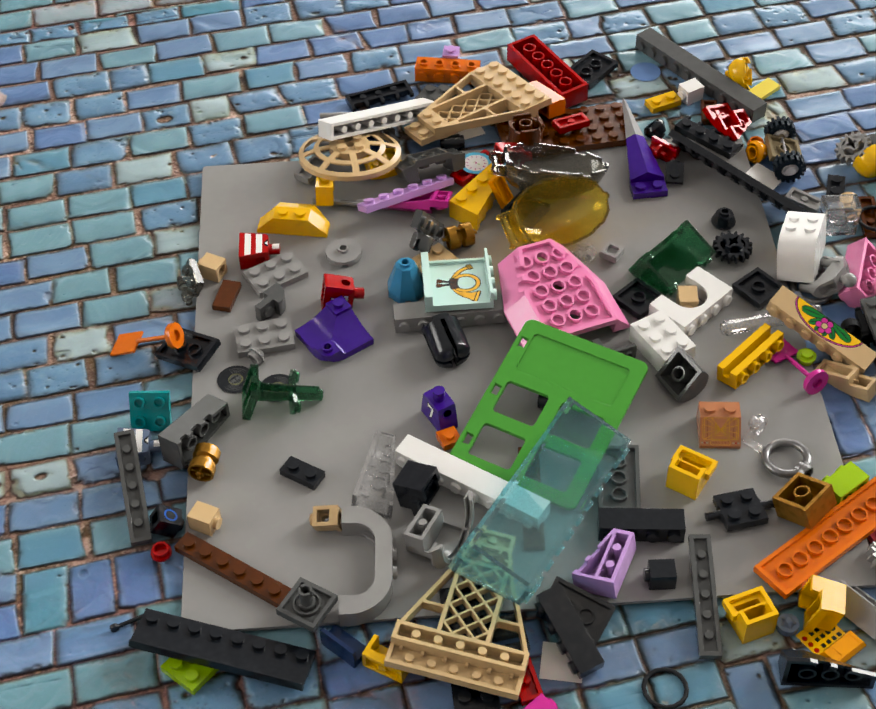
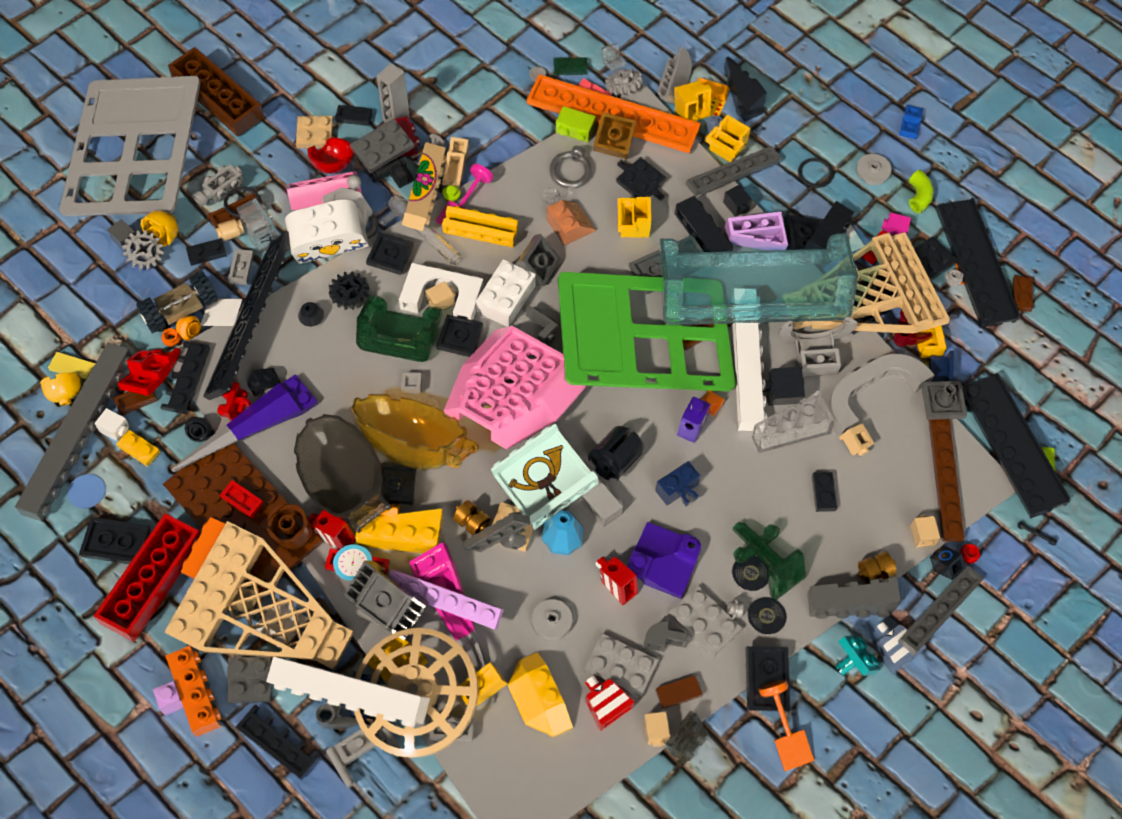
camera: 125 degrees left, 15 degrees up
(386, 370) = (679, 484): none -> dark blue brick

